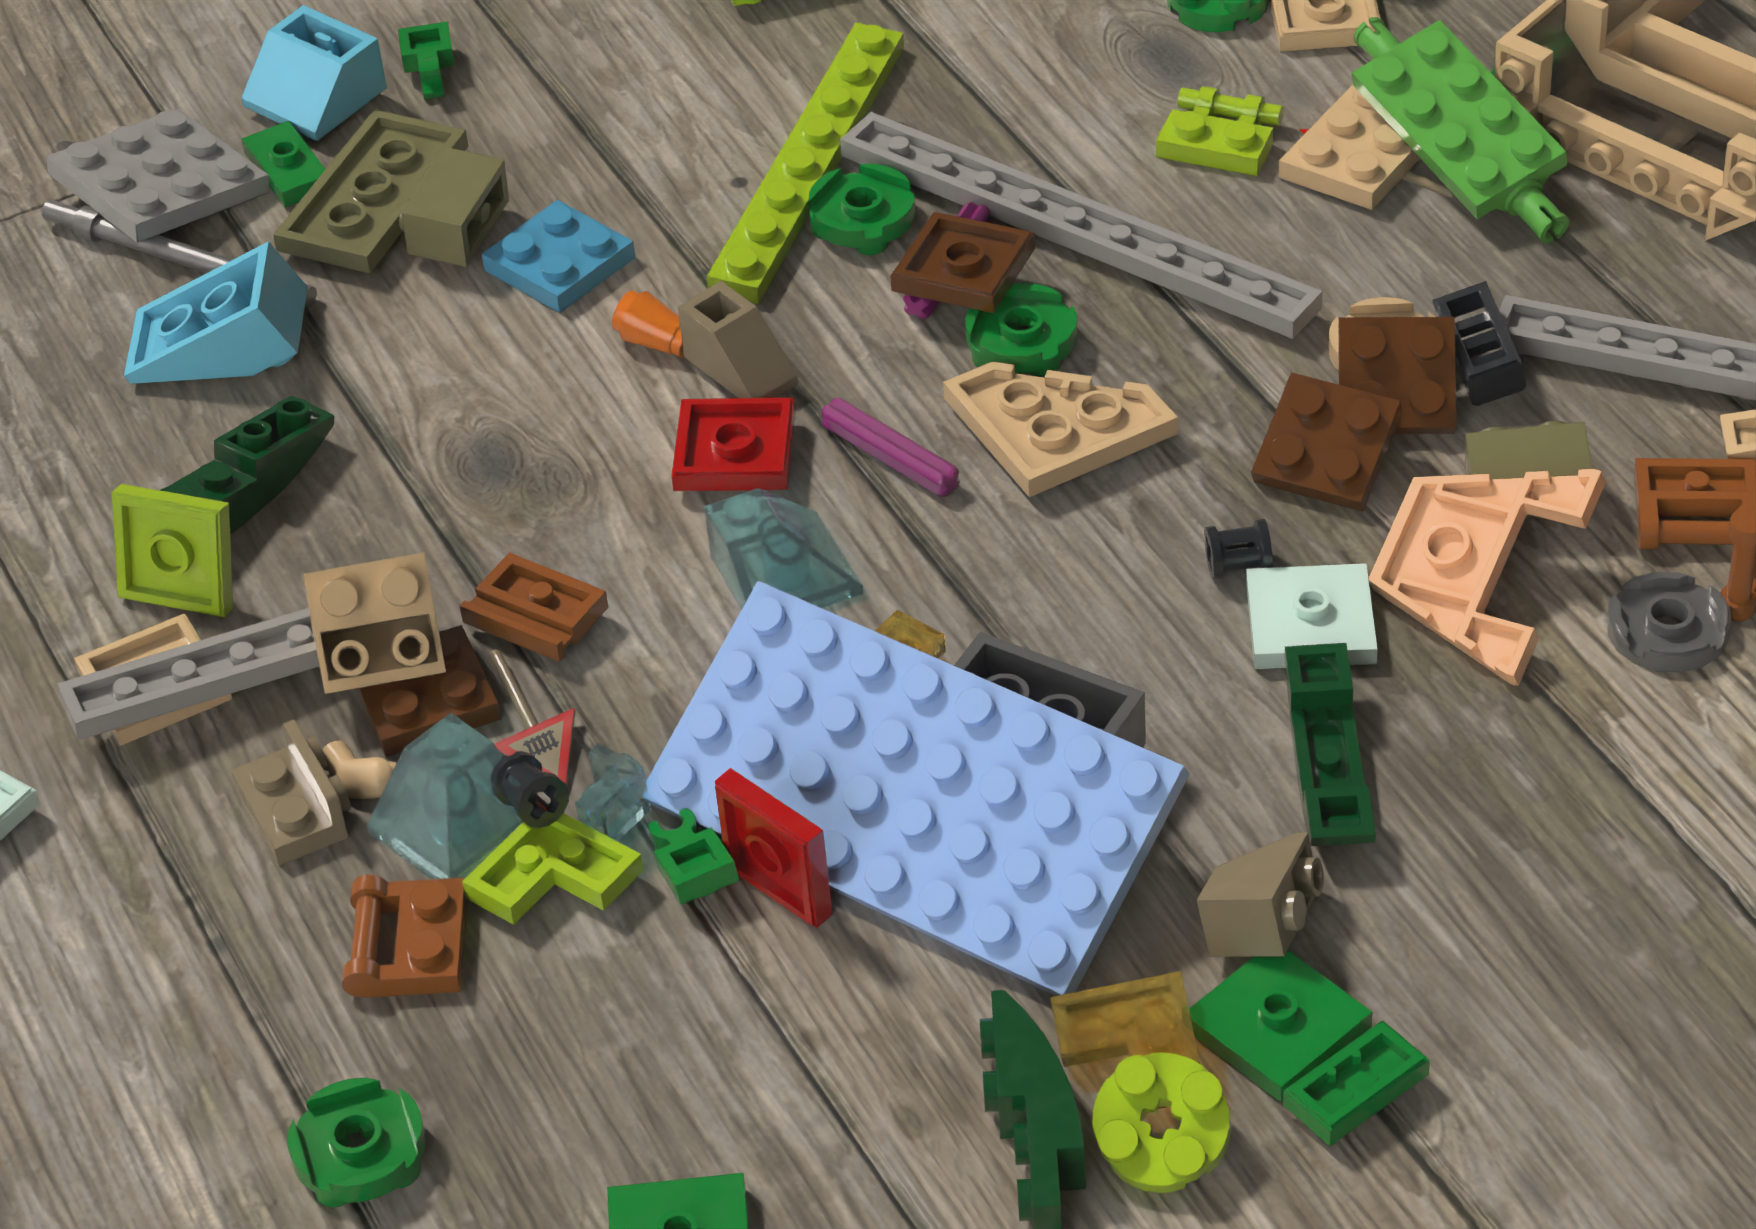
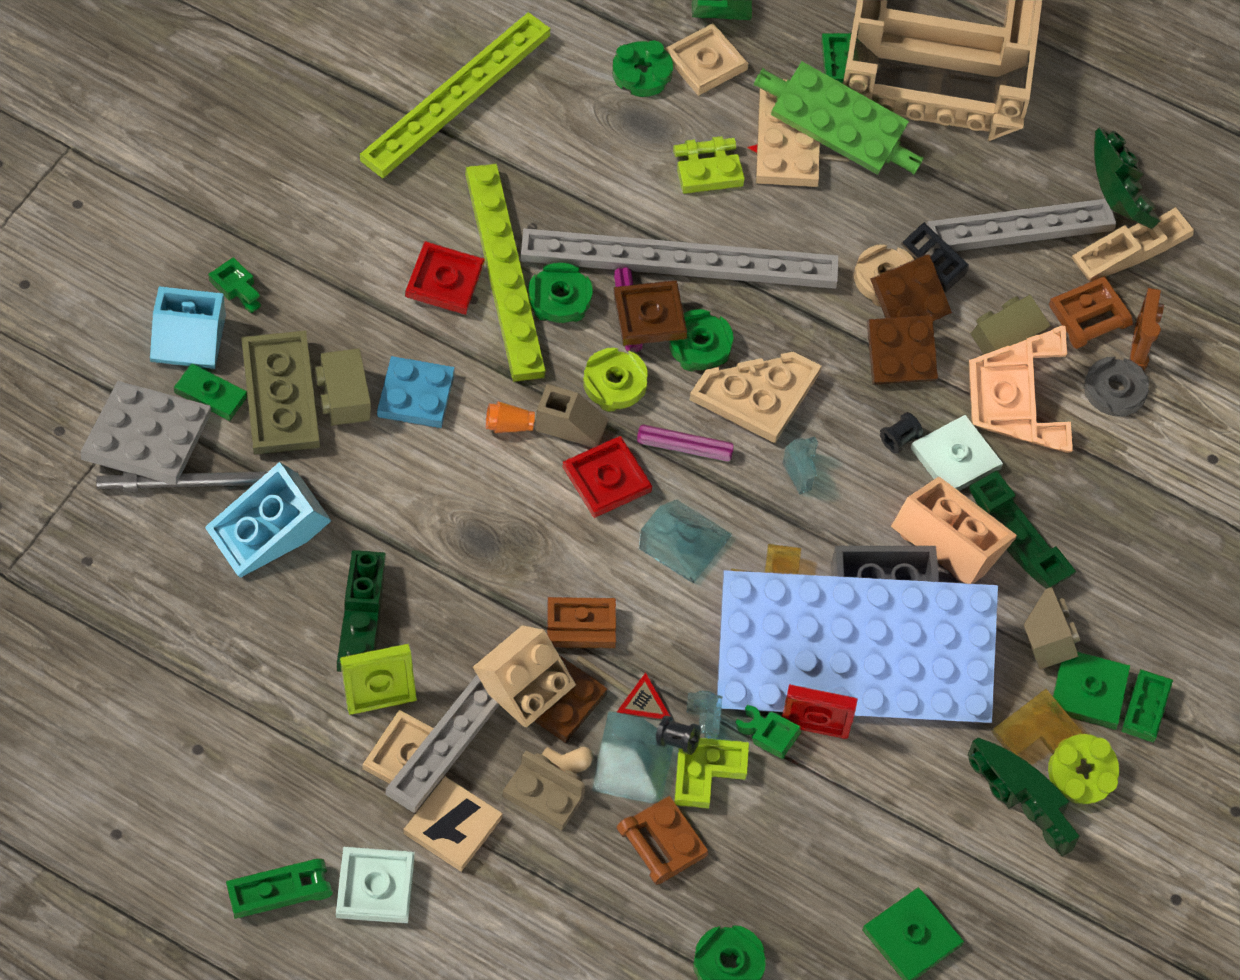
camera: 40 degrees left, 15 degrees up
(129, 785) = (453, 823): none -> tan tile
(713, 137) = (445, 277): none -> red plate
(871, 350) = (615, 395): none -> lime plate
(1043, 519) = (799, 463): none -> clear light blue bracket
(1212, 700) = (964, 534): none -> light nougat slope

